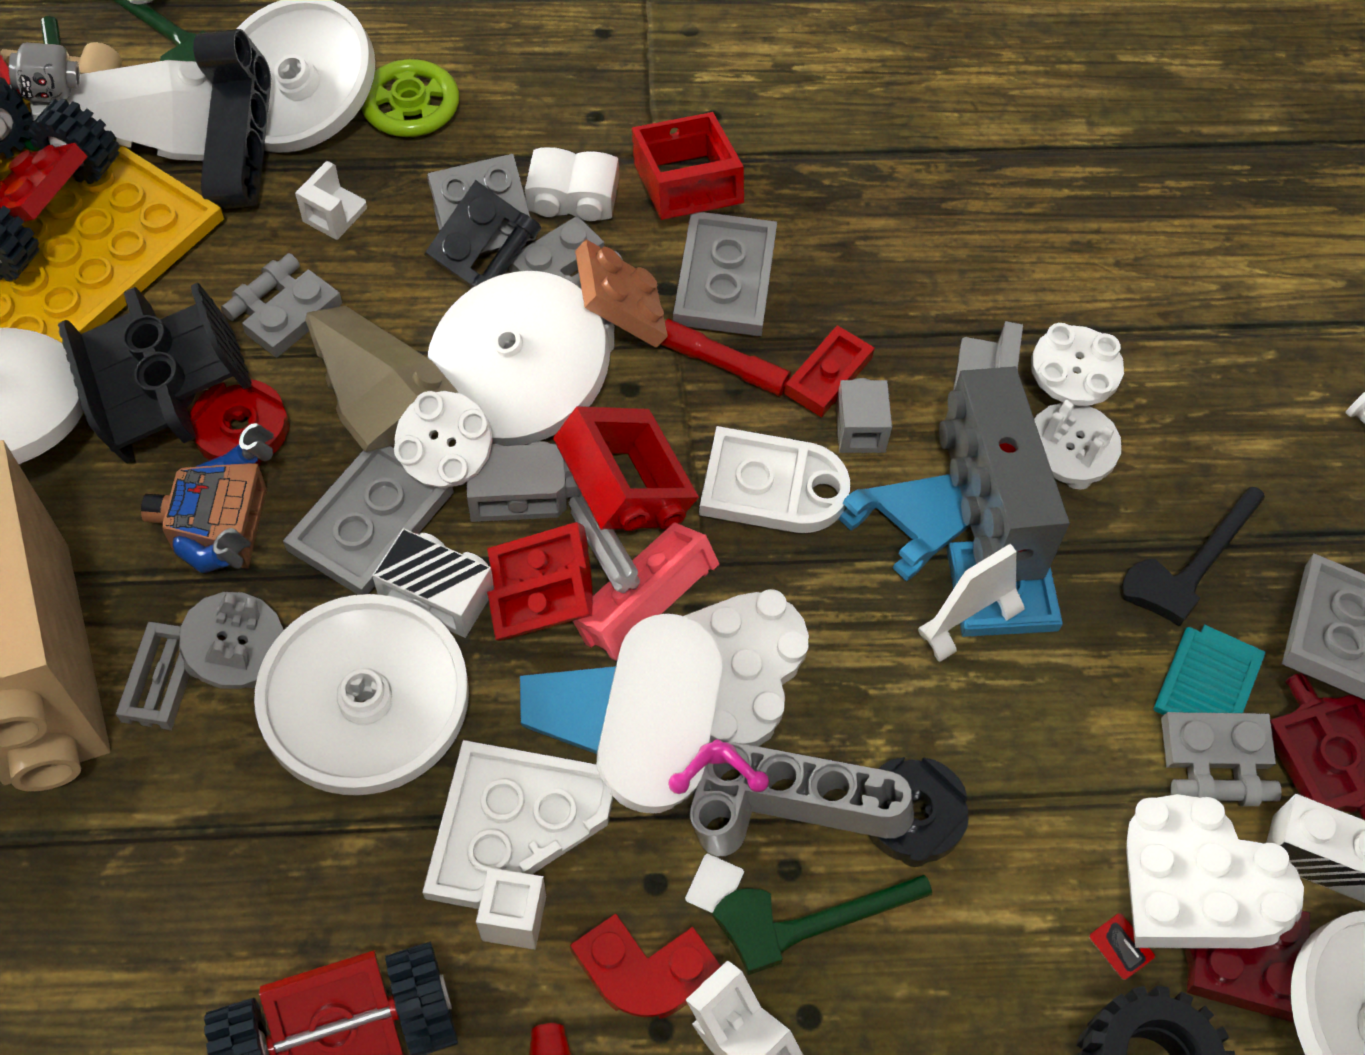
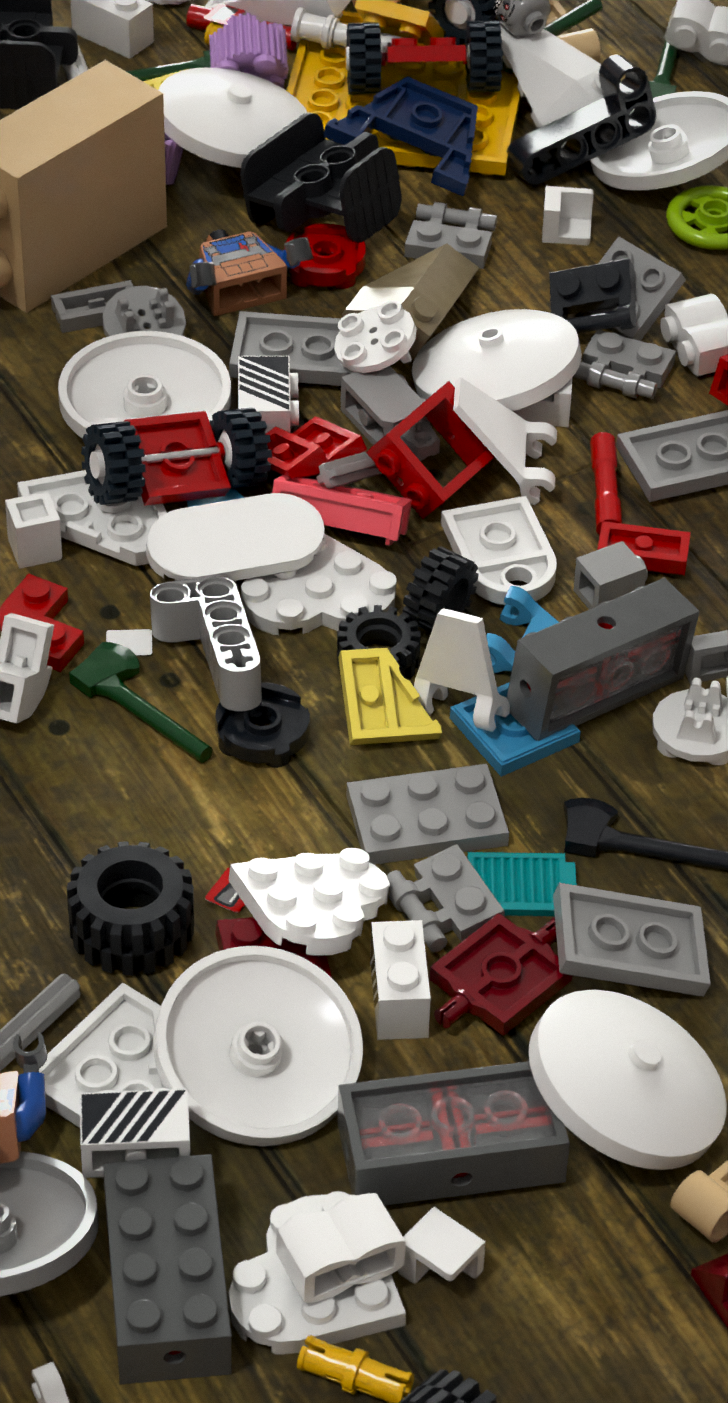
camera: 65 degrees right, 15 degrees down
(122, 236) = (422, 118): none -> dark blue wing
(507, 712) = (176, 456): none -> plate
(620, 293) = (601, 388): nougat plate -> none
(629, 402) = (507, 437): none -> white flag
(718, 753) = (215, 570): dark pink piece -> none
(830, 560) = (440, 583): none -> black tyre
(861, 626) = (383, 629): none -> black tyre
(944, 686) = (380, 701): none -> light yellow wing
(1094, 720) = (427, 813): none -> light grey plate

